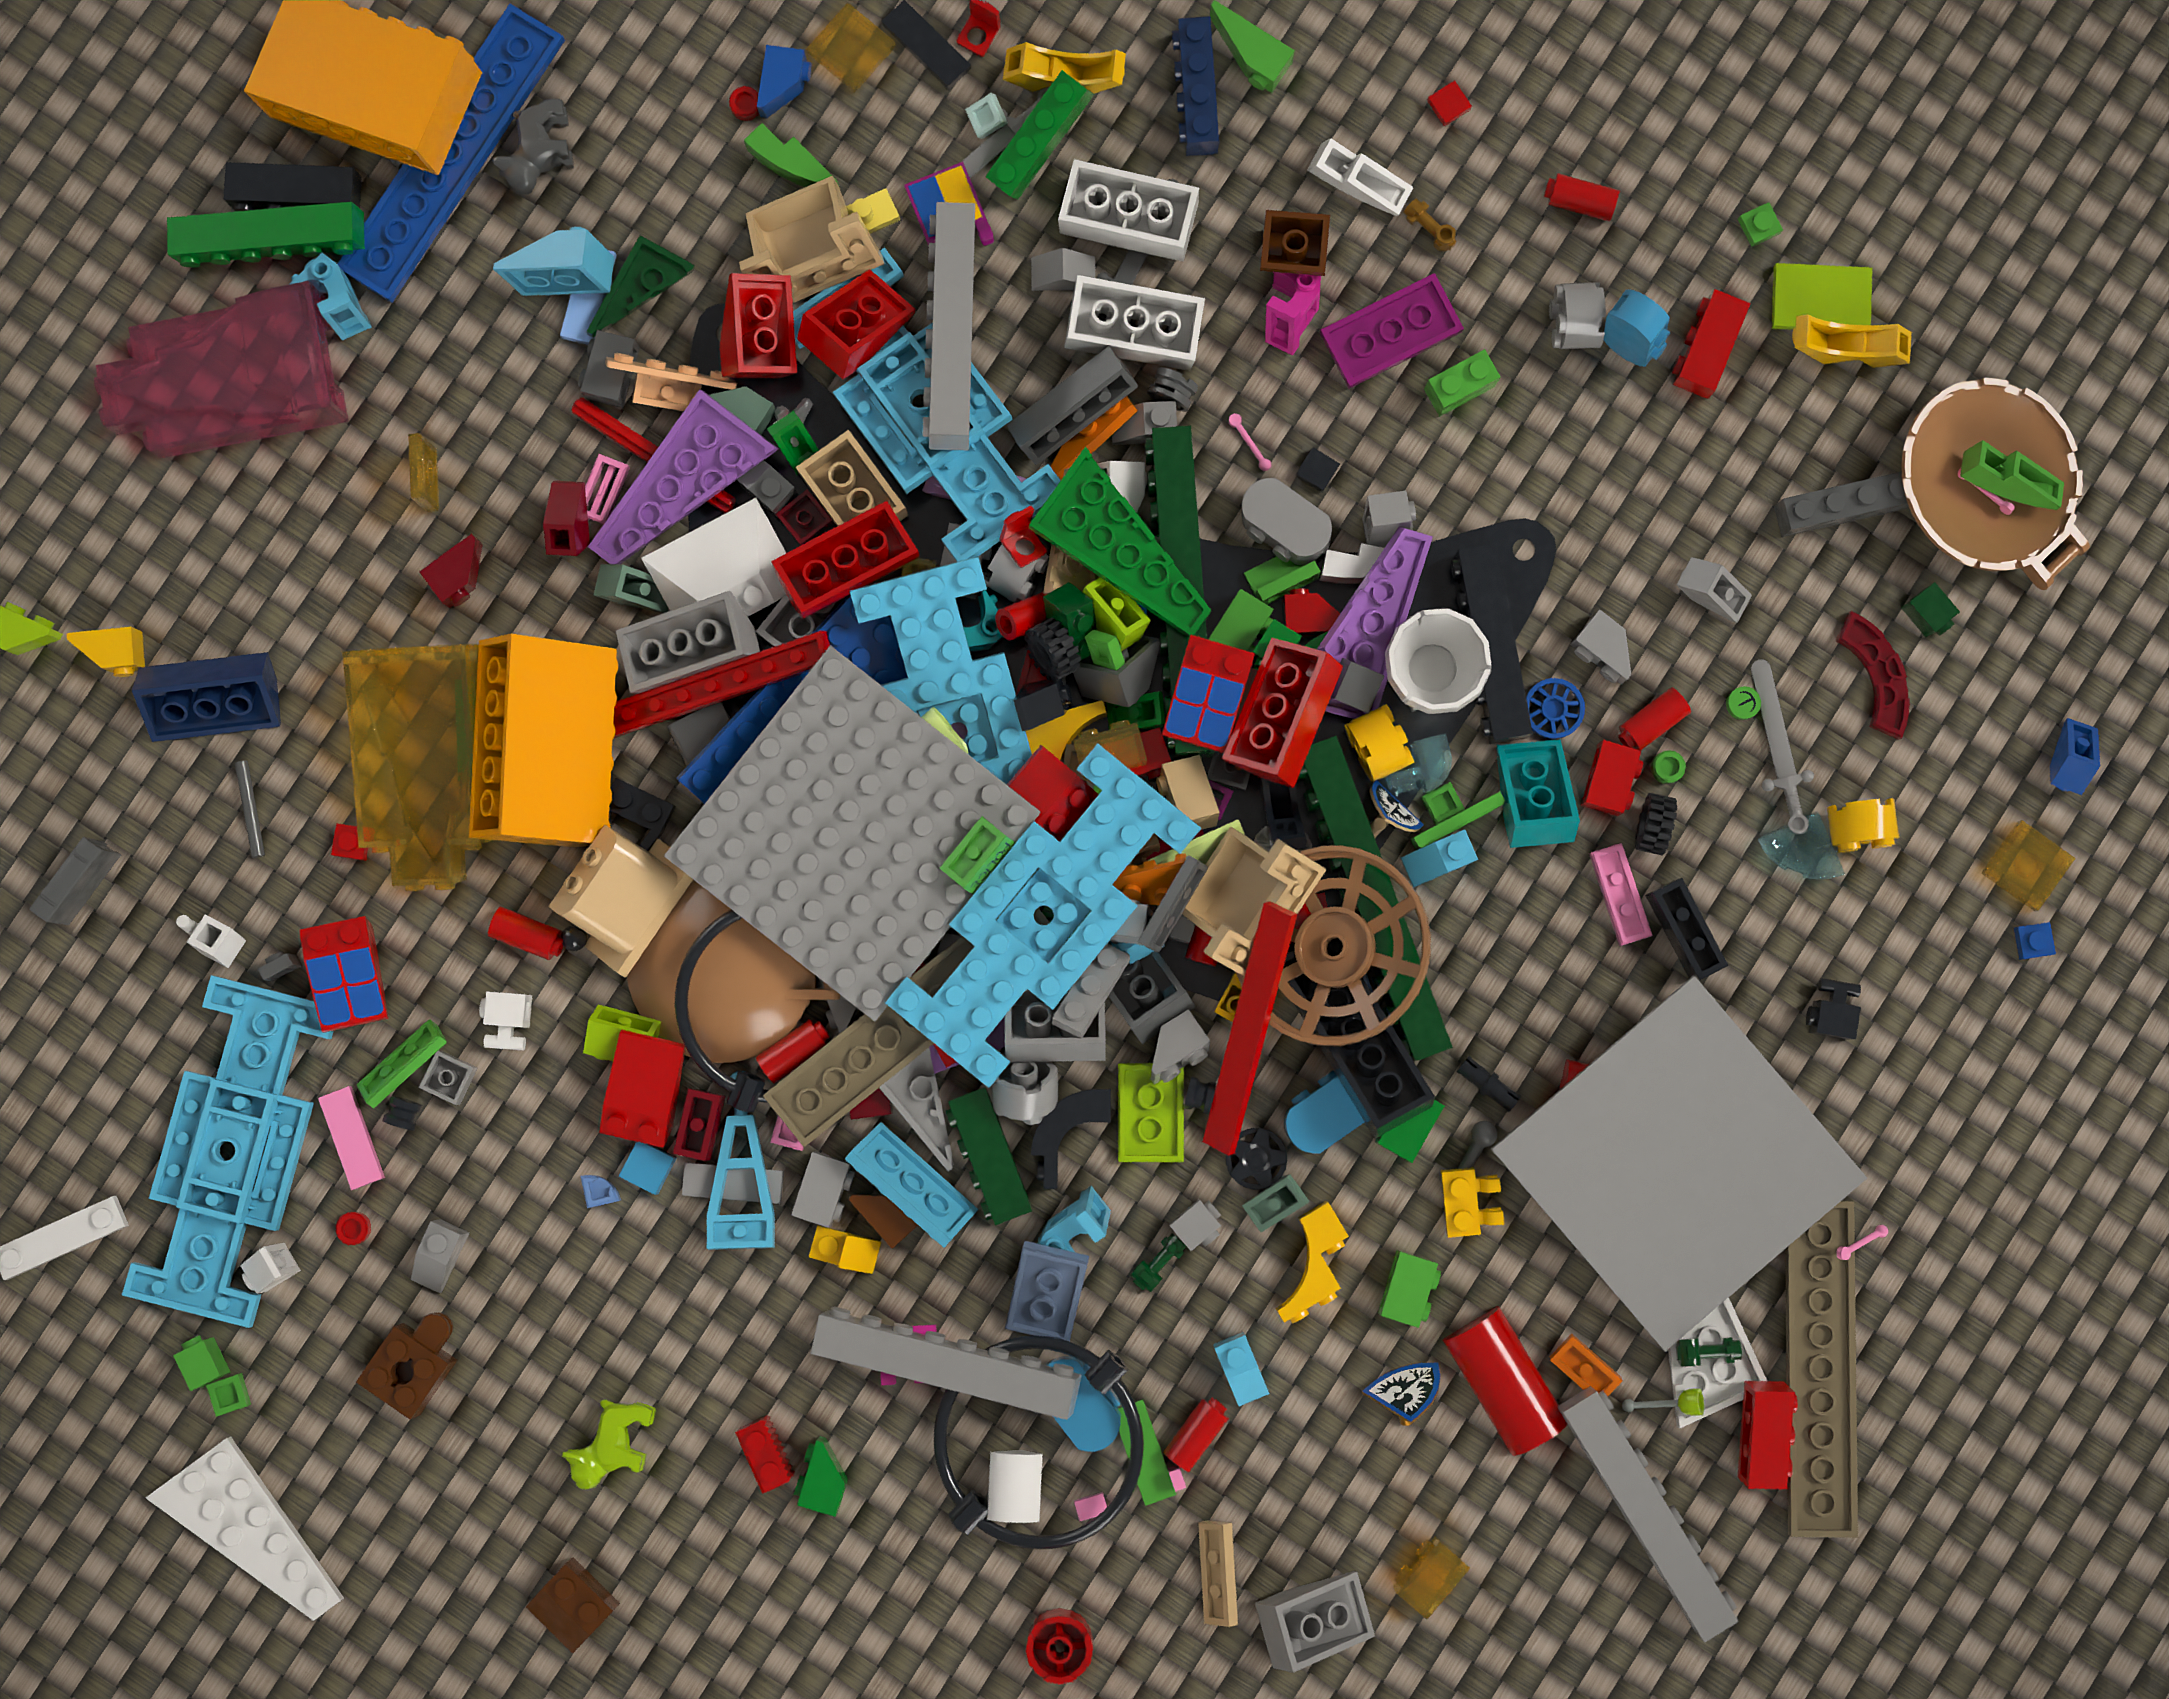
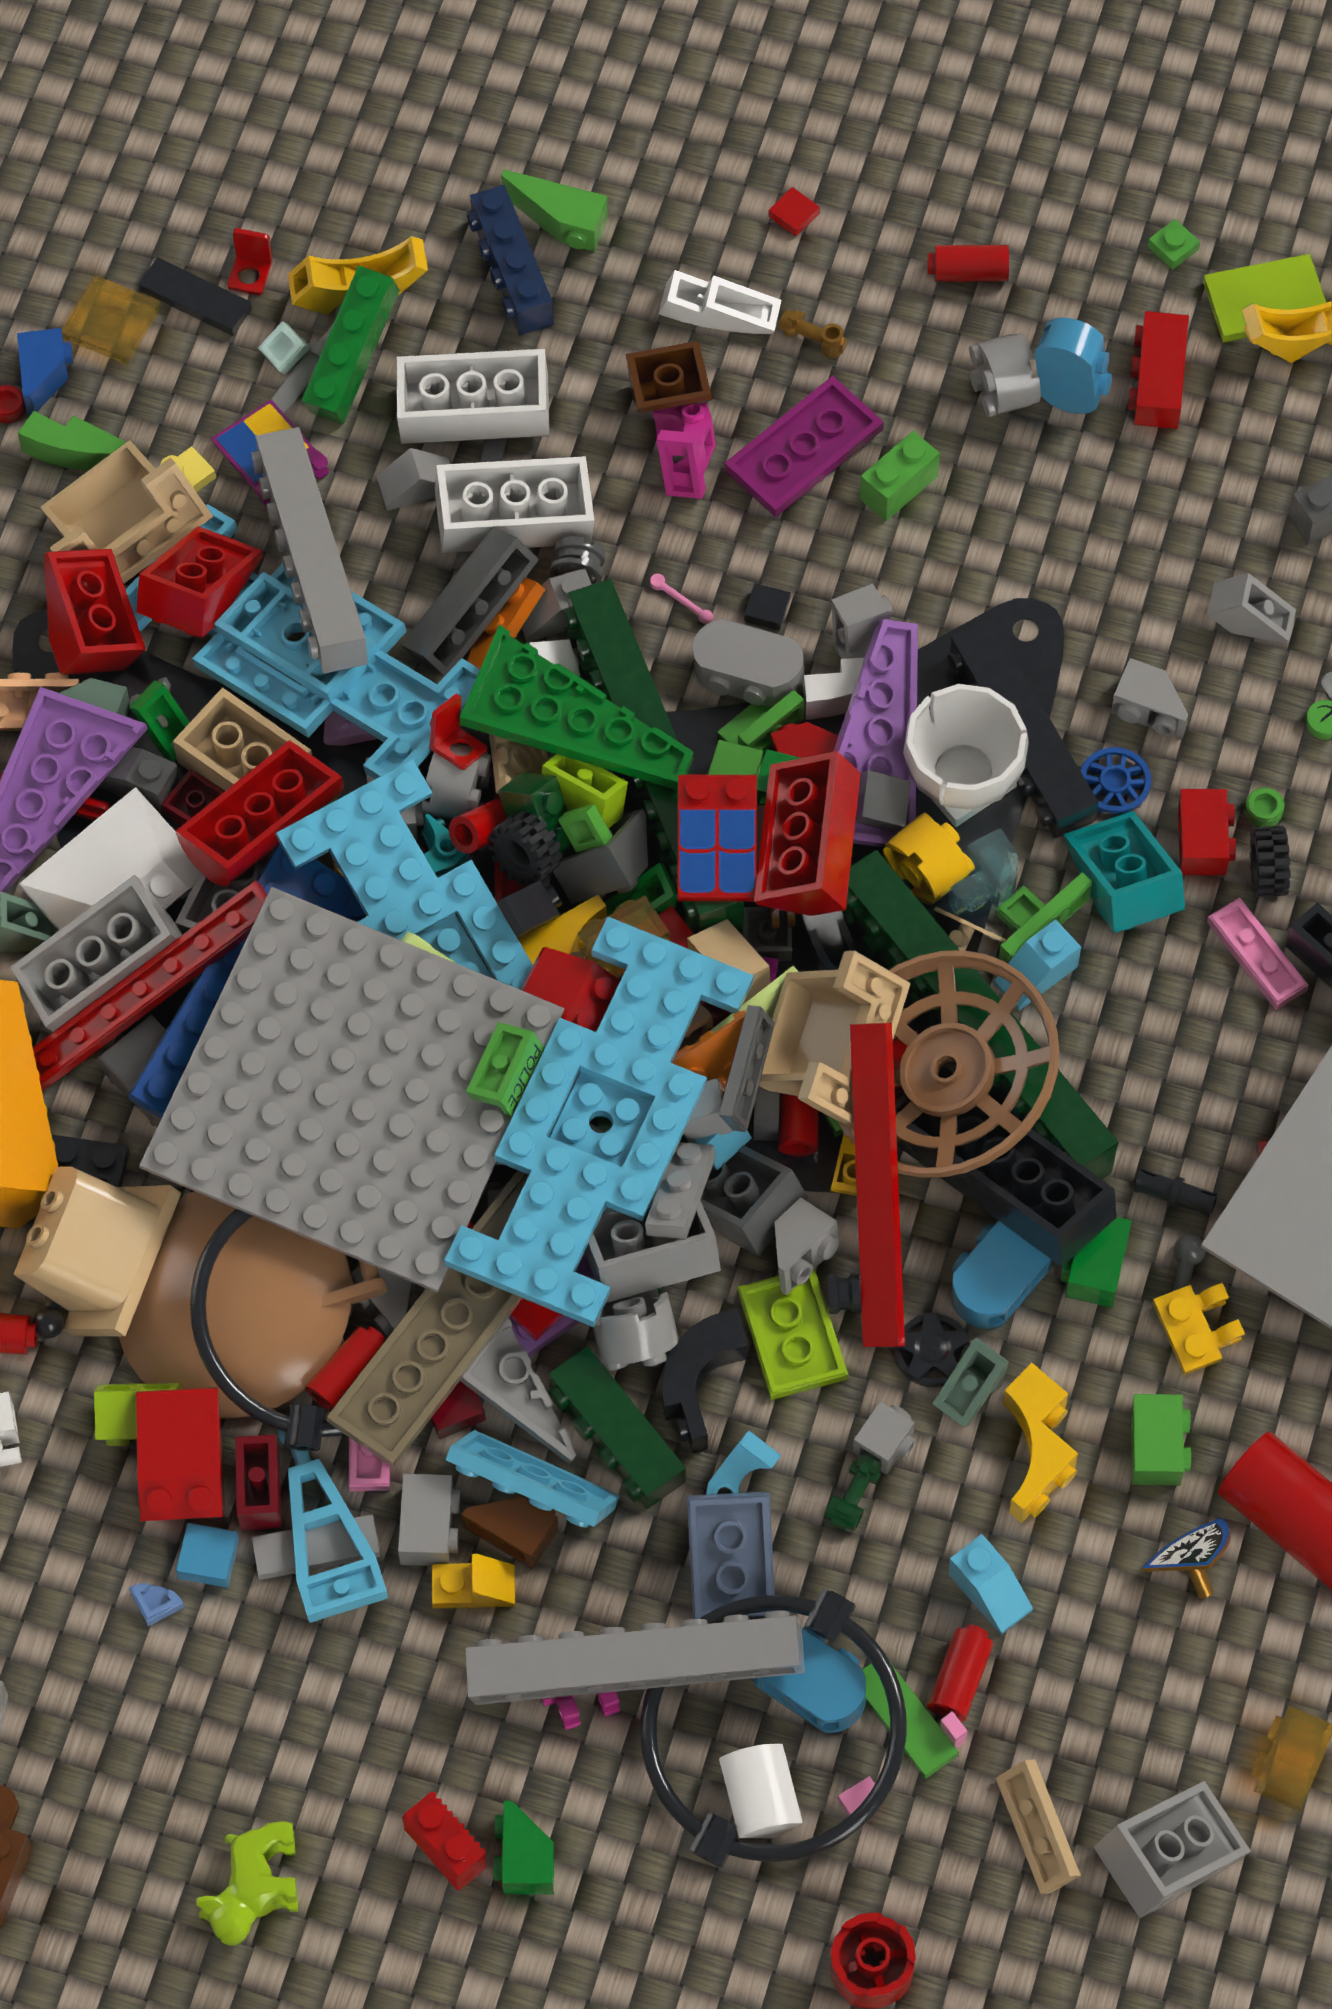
camera: 20 degrees left, 20 degrees down
(1654, 720) = (1232, 756): red brick -> none

